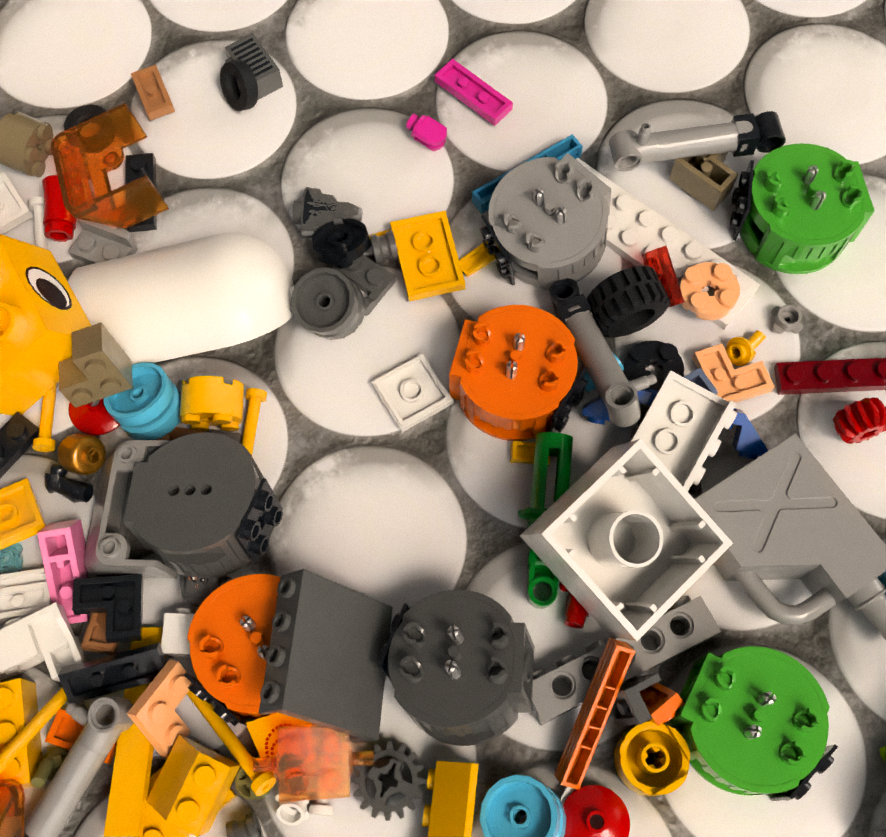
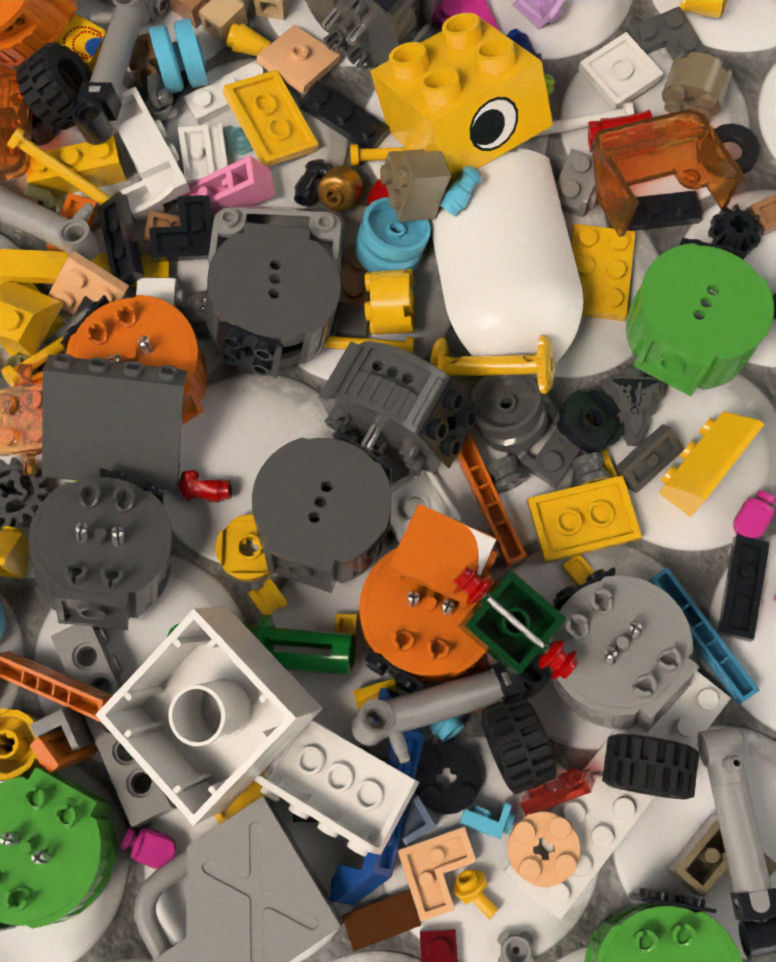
camera: 90 degrees right, 5 degrees up
(117, 328) = (461, 190): none -> medium azure arm
(169, 127) = (736, 229): none -> black gear
(189, 224) = (603, 270): none -> yellow plate
(254, 147) = (698, 316): none -> bright green piece
(293, 265) = (540, 364): none -> yellow hose
(327, 383) = (398, 406): none -> dark grey piece
(371, 199) = (649, 458): none -> dark grey plate
(382, 153) = (708, 460): none -> yellow slope
(385, 314) = (506, 474): none -> dark grey wheel
(390, 580) = (204, 489): none -> red arm
(405, 330) = (490, 504): none -> orange piece
(424, 454) = (323, 509): none -> dark grey piece
(461, 552) = (233, 560): none -> yellow plate
(474, 341) = (438, 550): none -> orange panel
(487, 143) = (743, 588): none -> black plate
(500, 518) = (268, 598): none -> yellow wheel
(537, 282) = (513, 622): none -> dark green brick
(585, 429) = (372, 692): none -> yellow piece
(644, 200) = (651, 766): none -> black tyre
(689, 328) = (480, 820): none -> medium azure bracket
(734, 620) = (150, 847): none -> dark pink arm
(772, 418) = (381, 920): none -> reddish brown tile

